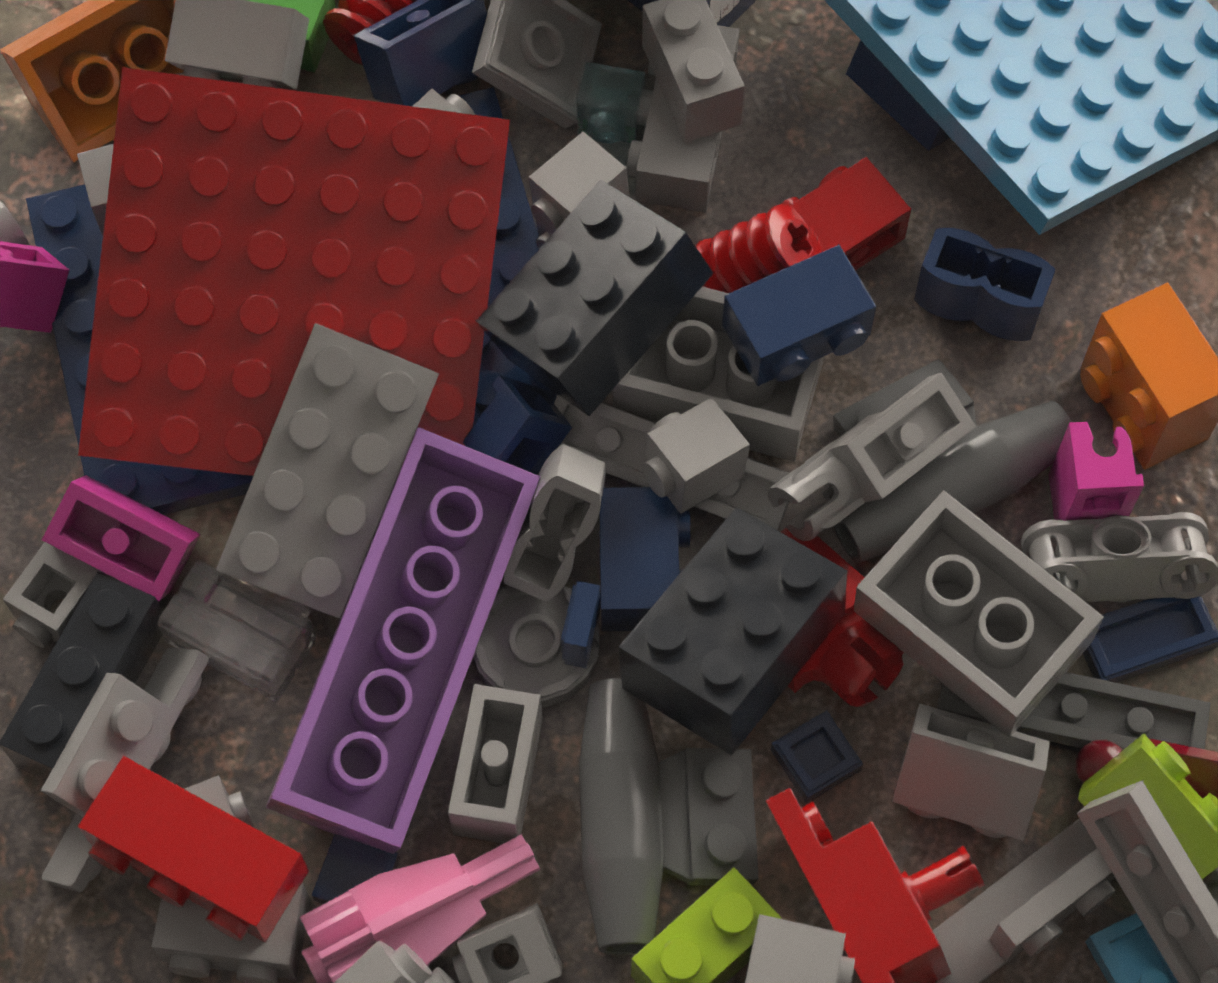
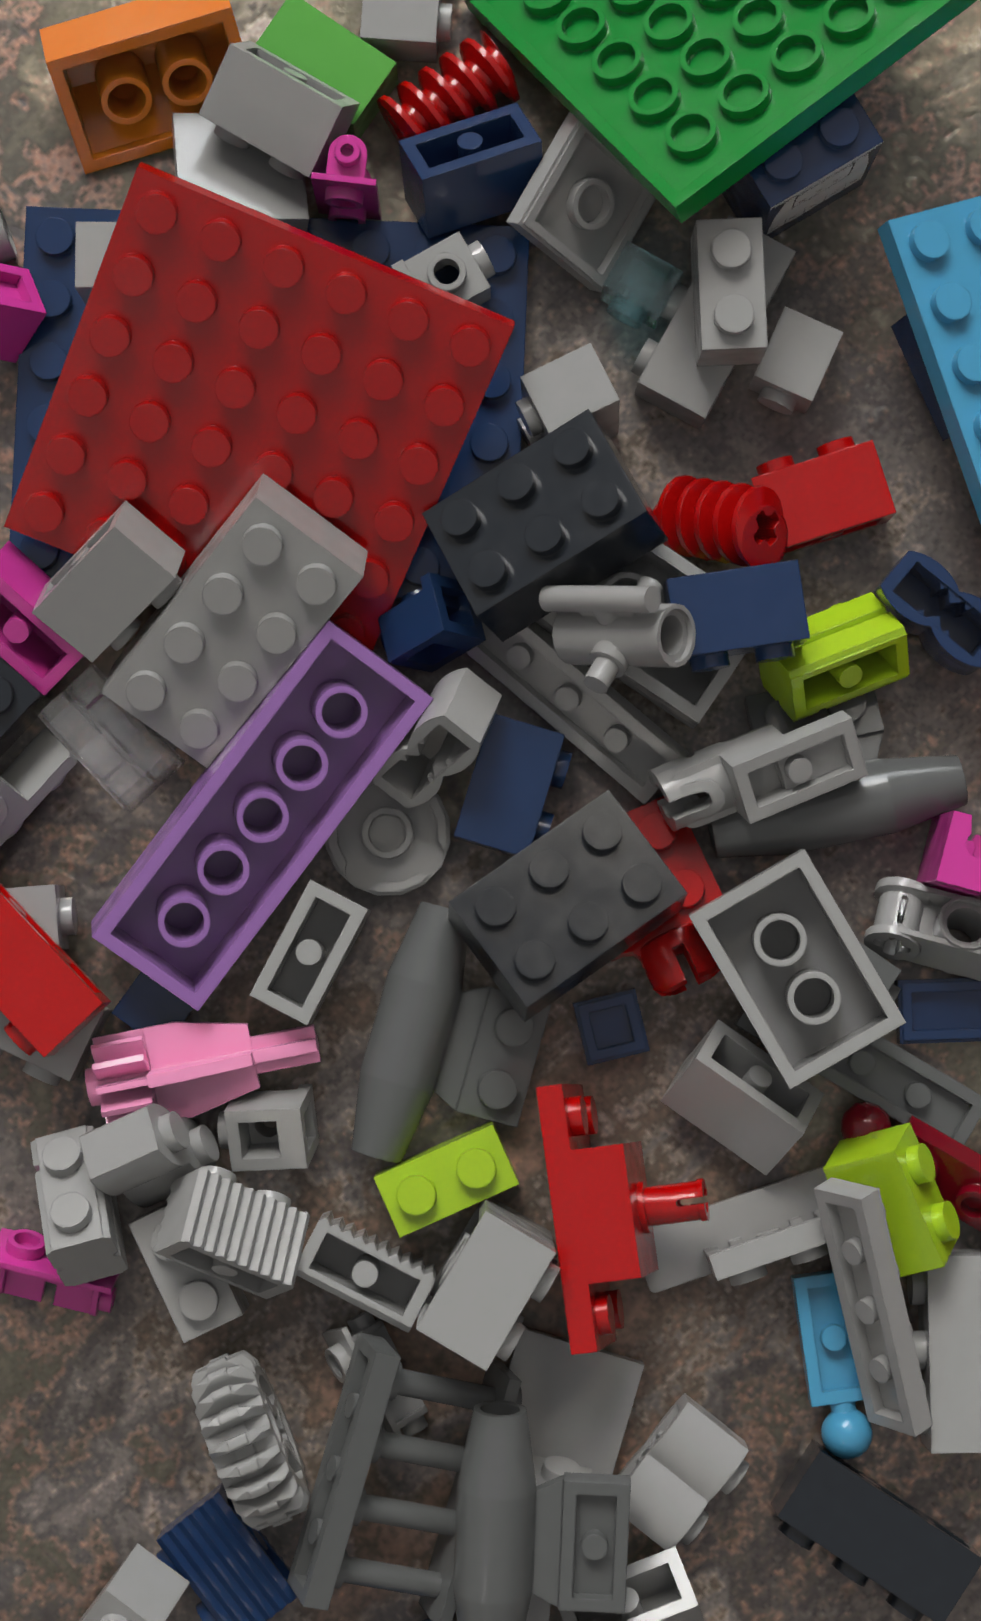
camera: 15 degrees right, 20 degrees up
(196, 468) = (111, 583): none -> light grey brick
(315, 68) = (347, 186): none -> dark pink hinge
(580, 624) = (430, 842): dark blue tile -> none
(693, 345) = (617, 629): none -> light grey pin
(694, 455) = (585, 722): light grey brick -> none
(771, 123) = (794, 362): none -> light grey brick
(907, 344) = (848, 654): none -> lime brick

